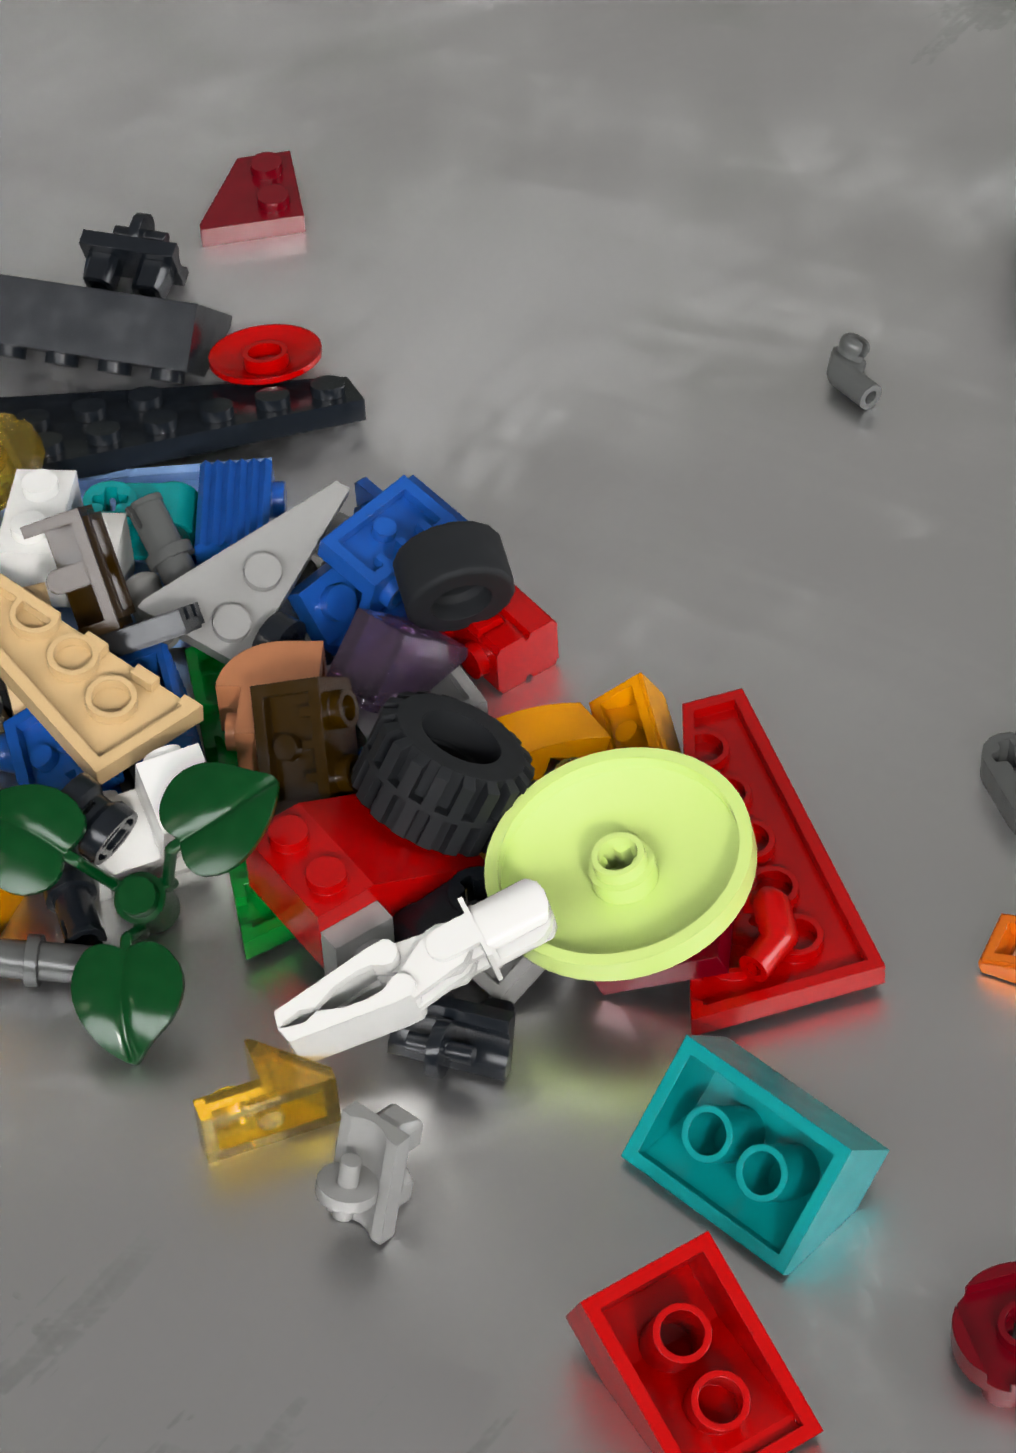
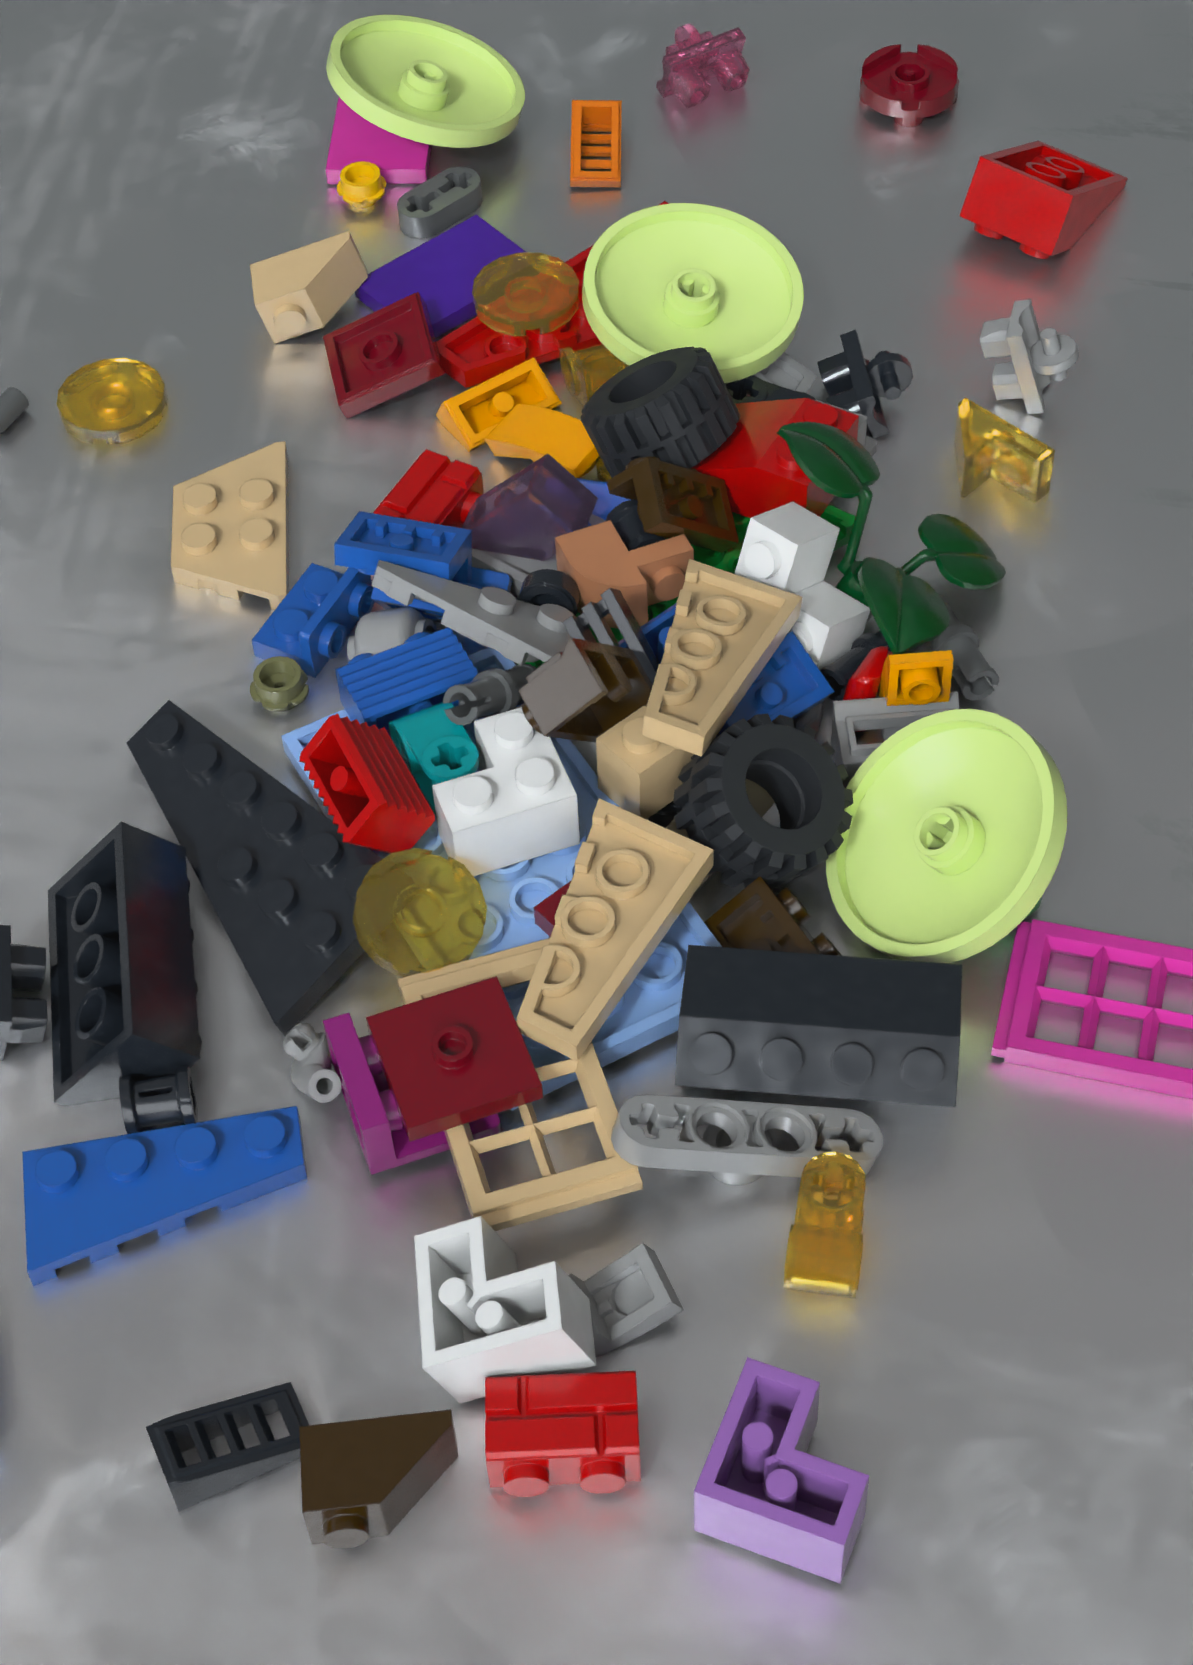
camera: 115 degrees left, 5 degrees up
(107, 821) = (834, 598): black wheel -> none
(130, 450) = (366, 786): none -> red brick
(265, 354) = (125, 786): red dish -> none
(347, 471) = (279, 684): none -> olive plate
(414, 972) = (879, 366): white arm -> none
(453, 576) = (443, 473): black tyre -> none
(581, 507) = (235, 527): none -> tan wing
(753, 1151) = (859, 215): teal slope -> none
(756, 654) = (383, 355): none -> dark red plate
(775, 770) = (526, 293): none -> clear yellow tile
(826, 460) = (112, 401): none -> clear yellow tile
(876, 757) = (440, 272): none -> dark purple tile
(892, 609) = (306, 285): none -> tan slope

